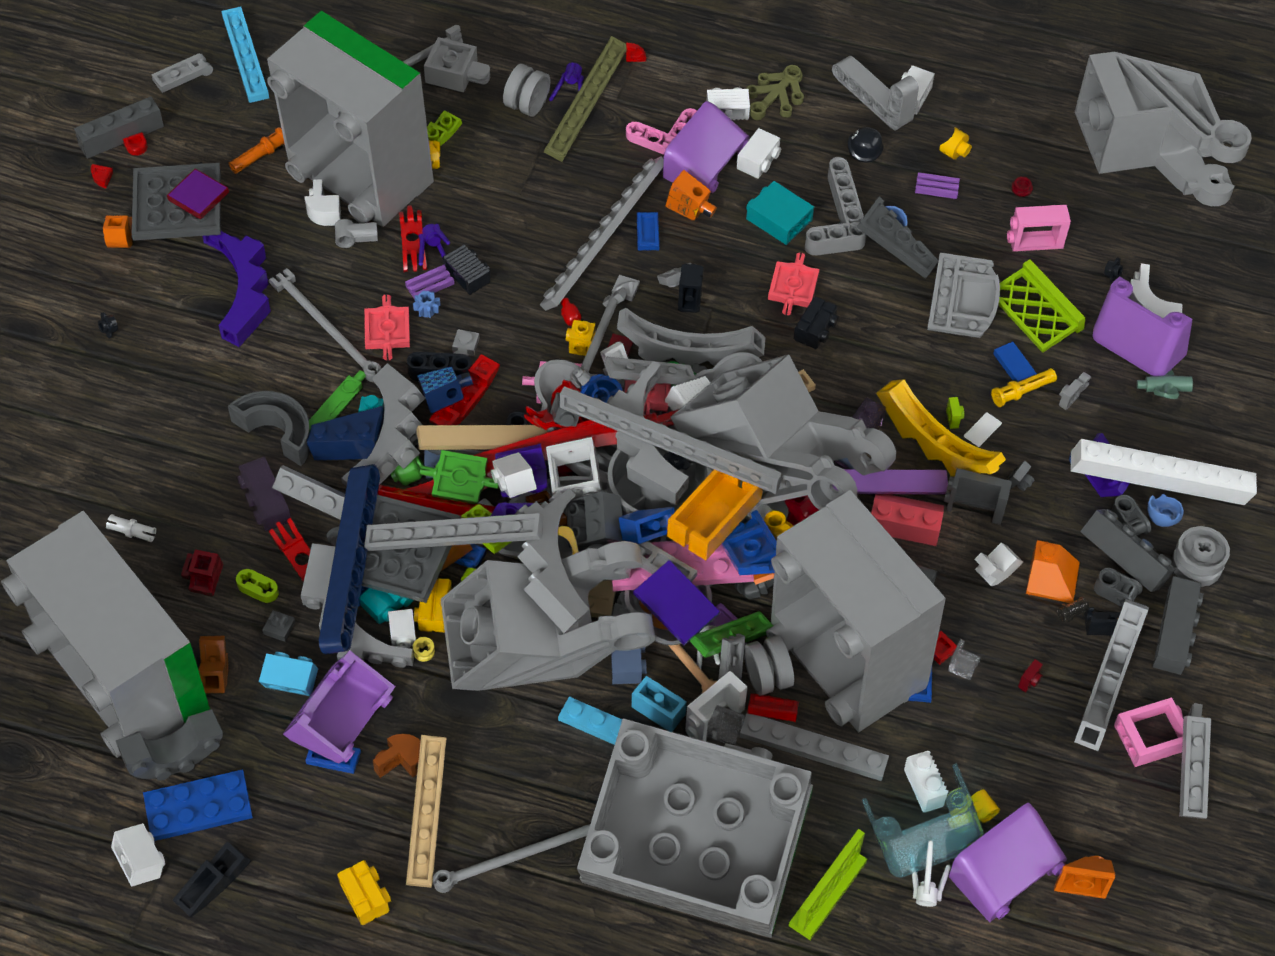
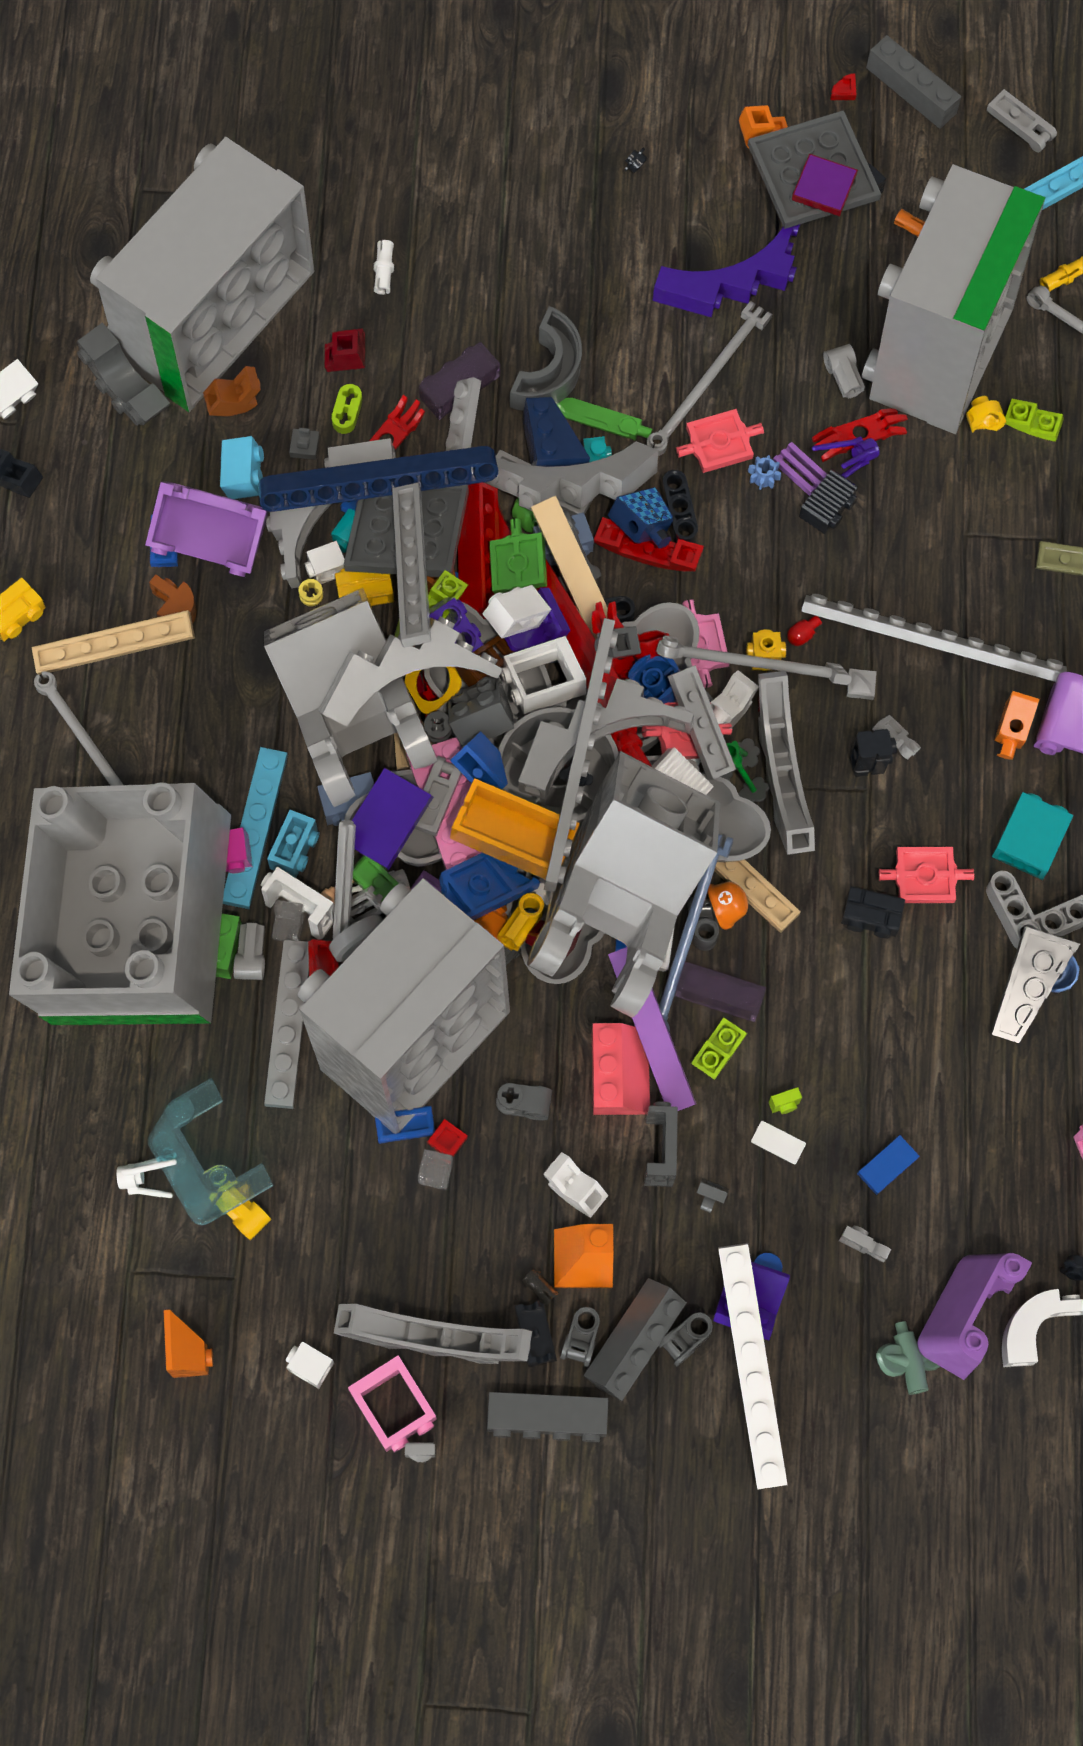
camera: 75 degrees right, 15 degrees up
(135, 144) = (901, 108): red tile -> none
(197, 805) = (80, 431): blue plate -> none
(321, 208) = (868, 326): white brick -> none
(465, 342) = (724, 529): light grey plate -> none
(647, 231) = (957, 690): blue tile -> none
(712, 652) = (344, 876): none -> light grey axle
(830, 888) = (111, 1070): lime fence -> none
(907, 451) = (719, 1048): none -> lime slope
(926, 781) = (266, 1148): white brick -> none
(934, 439) = (733, 1078): yellow arch -> none
(964, 295) = (968, 1082): light grey slope -> none
(1007, 862) = (182, 1259): medium lavender windscreen -> none
(1015, 390) = (878, 1207): yellow pin -> none
(1031, 676) = (432, 1249): dark red plate -> none
(1054, 299) = (1002, 1196): lime fence -> none
(1113, 785) = (309, 1364): none -> white brick
(1164, 511) = (710, 1379): medium blue hair -> none
(1195, 767) = (348, 1454): light grey plate -> none
(1200, 555) = (655, 1413): light grey wheel -> none

